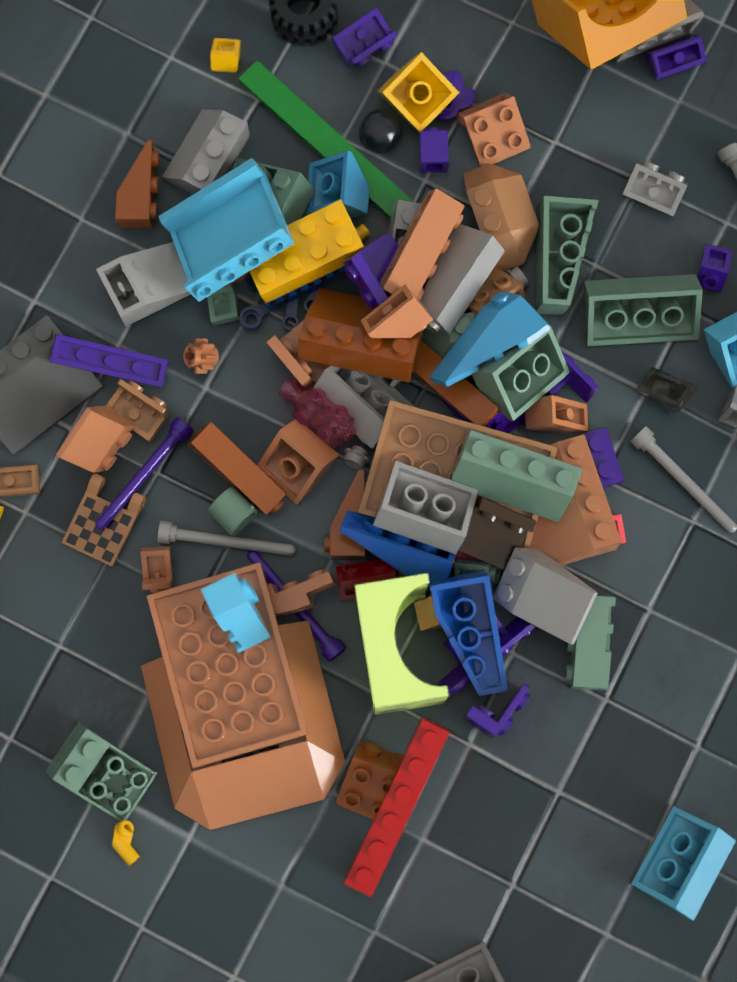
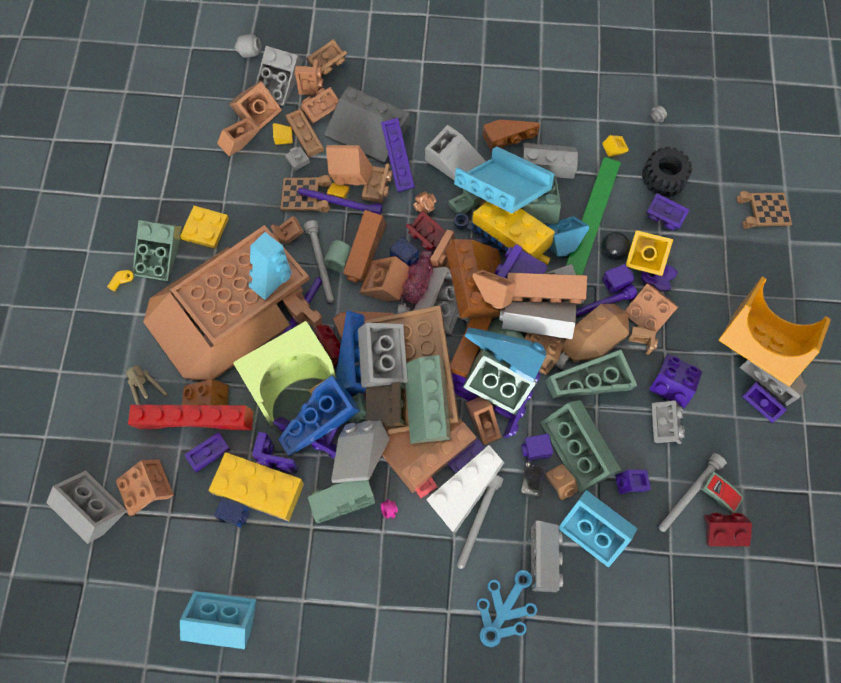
camera: 65 degrees right, 10 degrees down
(36, 510) = (297, 158): none -> light grey tile
(91, 689) = (204, 227): none -> yellow plate
(122, 471) = (338, 190): none -> yellow slope
(248, 371) = (427, 231): none -> dark red bracket
(268, 417) = (405, 252): none -> clear blue brick
(295, 865) = (137, 378): none -> dark tan plant
(449, 801) = (207, 452): none -> dark purple plate
(458, 148) = (628, 293): none -> dark purple piece
(463, 906) = (143, 485): none -> nougat bracket
(529, 750) = (257, 486): none -> yellow brick
(535, 152) = (645, 336): none -> medium nougat bracket
(549, 796) = (232, 512): none -> clear blue brick
(606, 146) = (676, 380): none -> dark purple bracket
(623, 364) = (537, 447): none -> dark purple brick
(625, 588) = (389, 508): none -> dark pink plate
(643, 477) = (462, 491): none -> white wedge
(678, 353) = (562, 481): none -> medium nougat bracket

